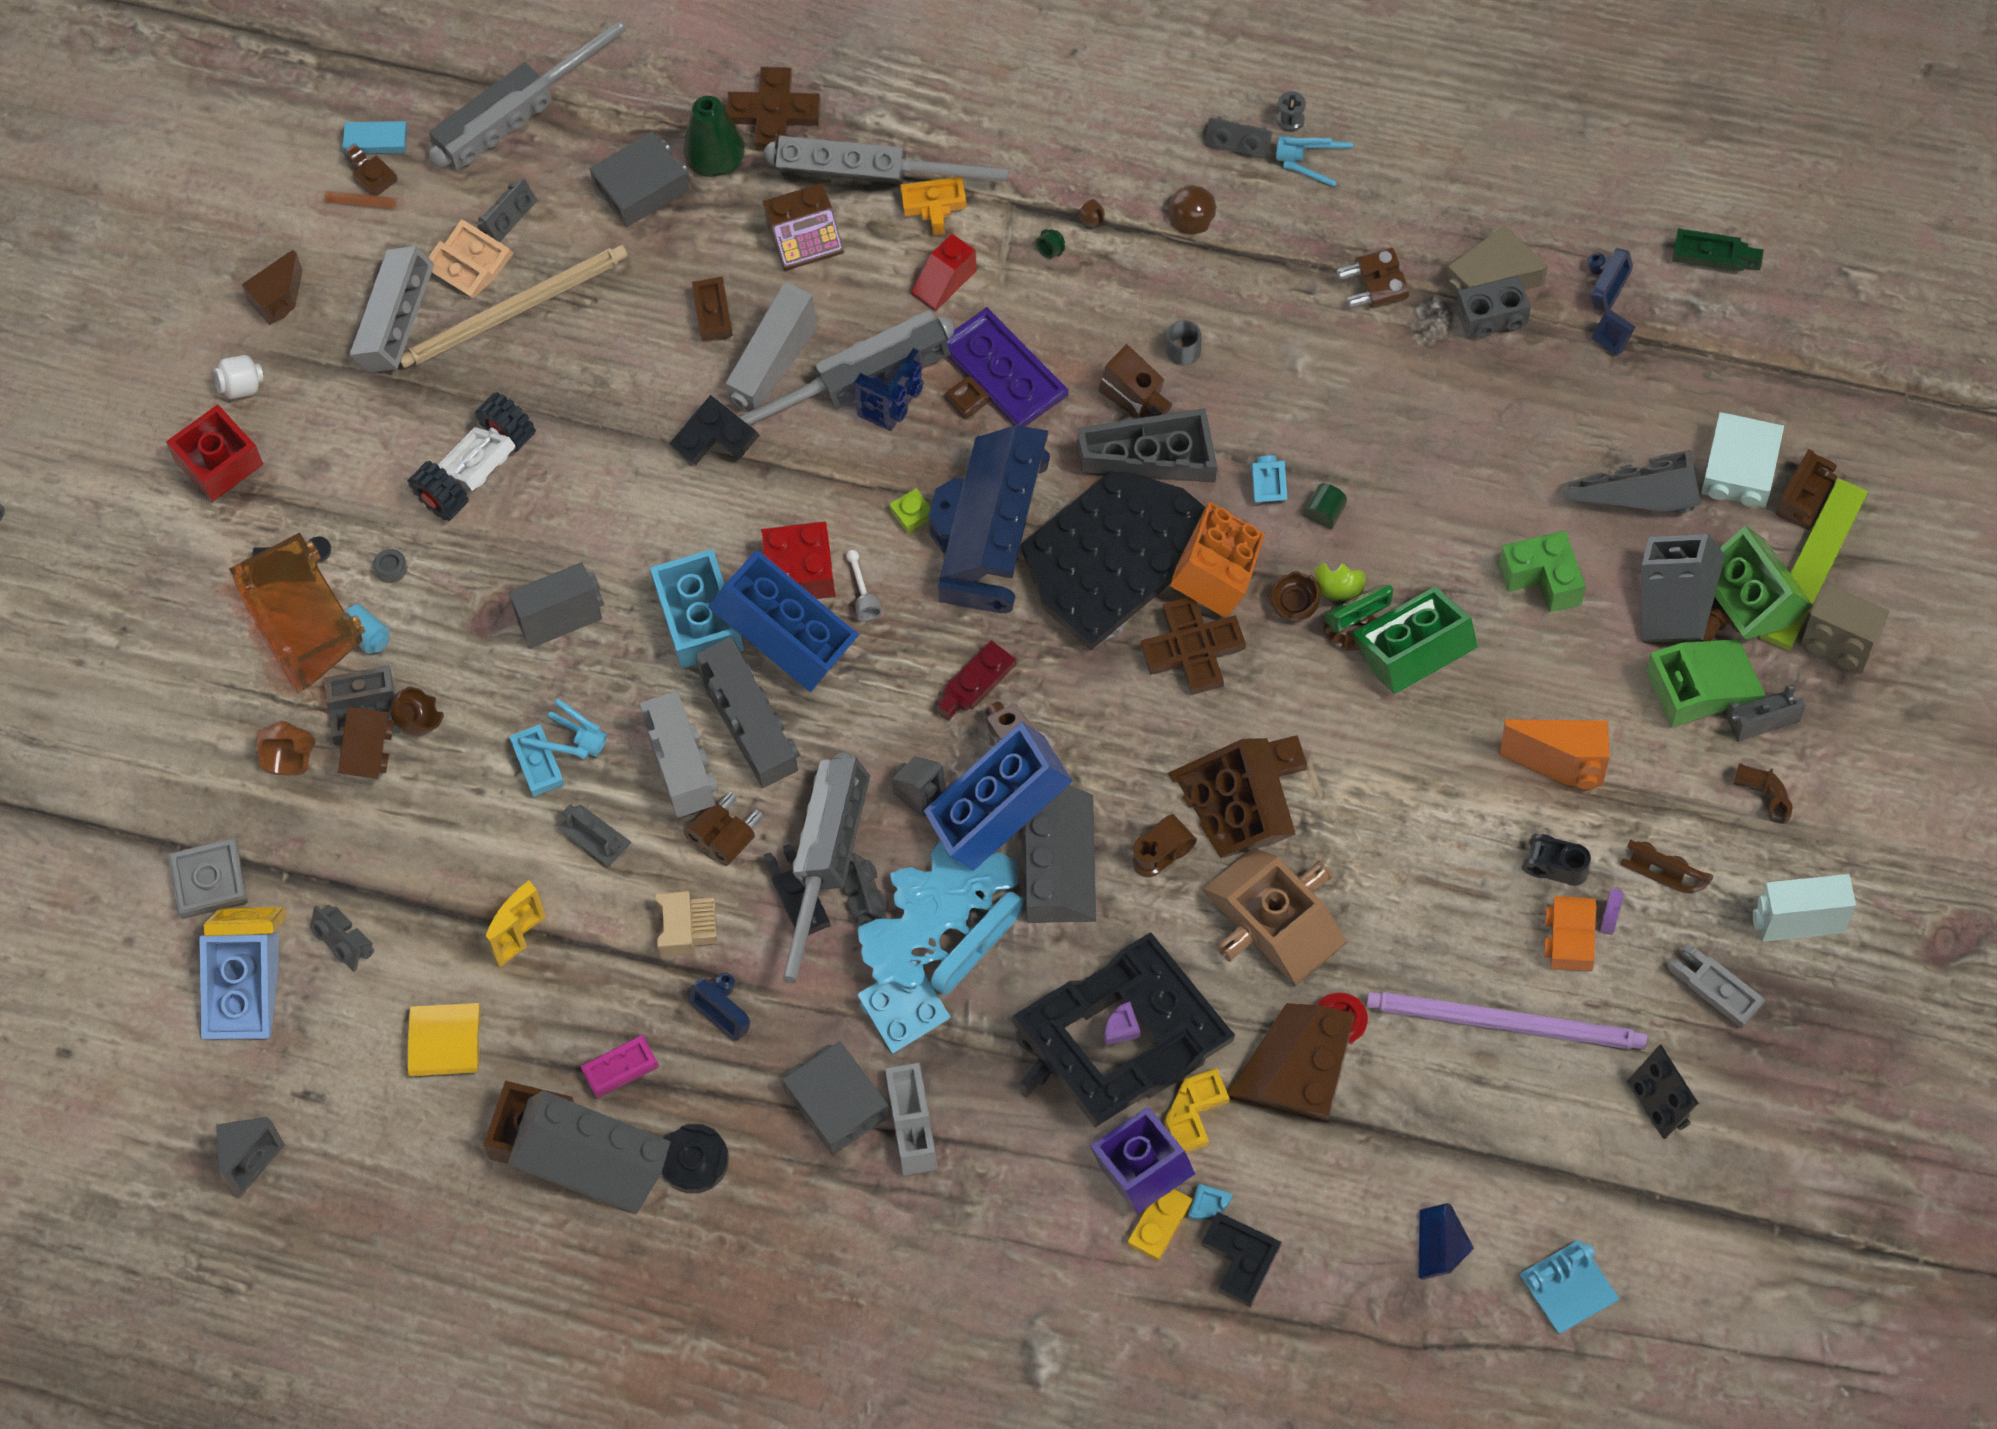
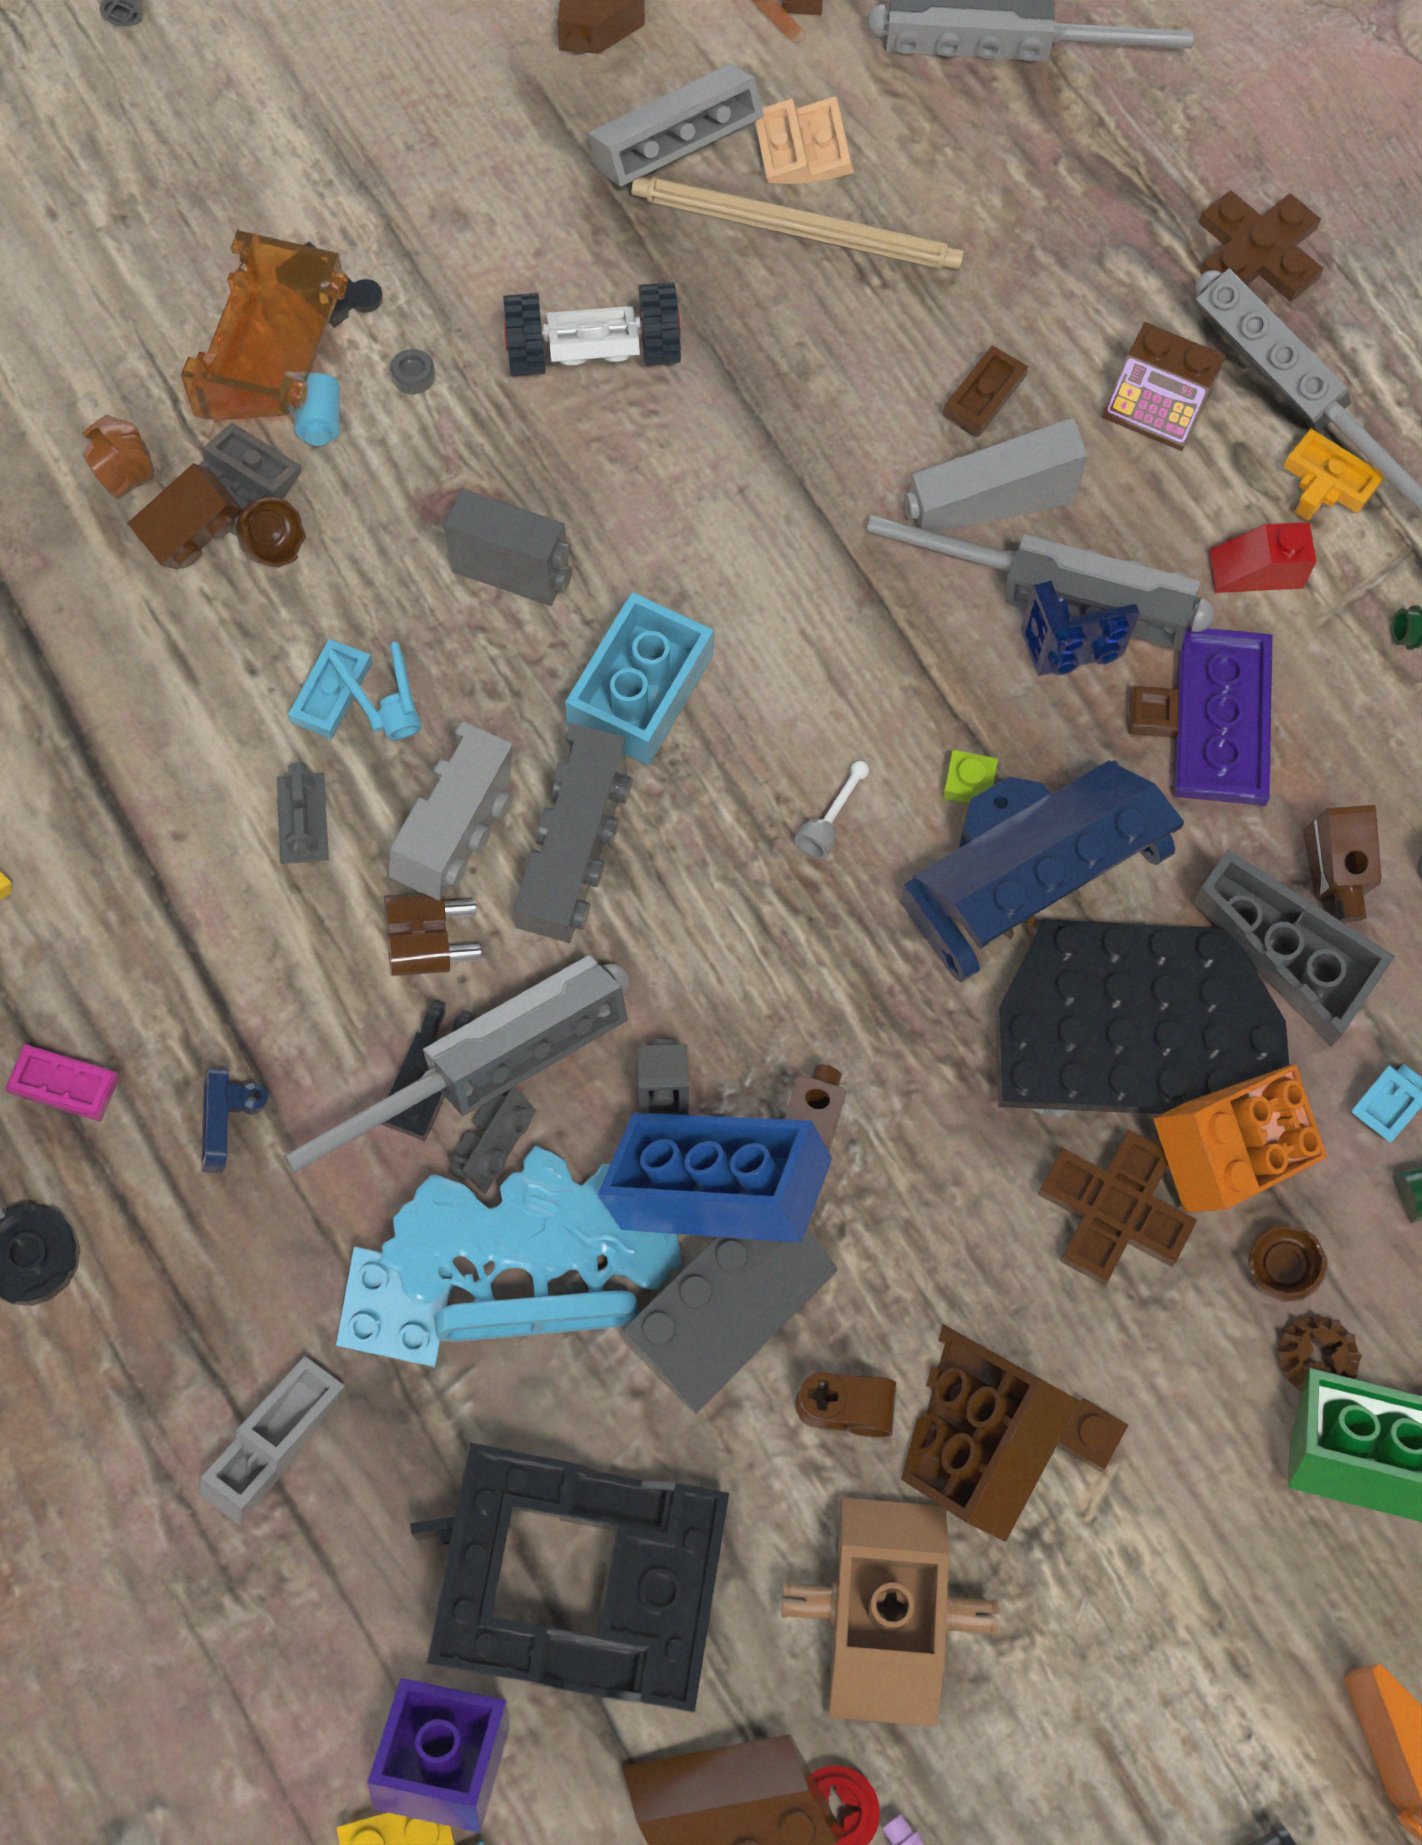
camera: 40 degrees right, 5 degrees up
(214, 452) = (367, 119): red brick -> none
(238, 377) = (470, 69): white head -> none
(509, 211) = (891, 126): dark grey hinge -> none
(514, 919) = (107, 831): yellow slope -> none
(640, 178) = (1051, 201): dark grey brick -> none
(685, 923) = (283, 995): tan piece -> none
(712, 139) = (1163, 219): dark green cone -> none
(713, 424) = (860, 507): black plate -> none
(783, 620) = (700, 770): blue brick -> none
(803, 555) = (793, 725): red brick -> none
(835, 1097) = (221, 1335): dark grey brick -> none
(976, 680) = (846, 1022): dark red hinge -> none
(1121, 1025) = (574, 1574): medium lavender tile -> none
(1195, 1096) = (545, 1744): yellow tile -> none
(1339, 584) = (1351, 1299): lime hair -> none
(1359, 607) = (1347, 1346): green slope -> none

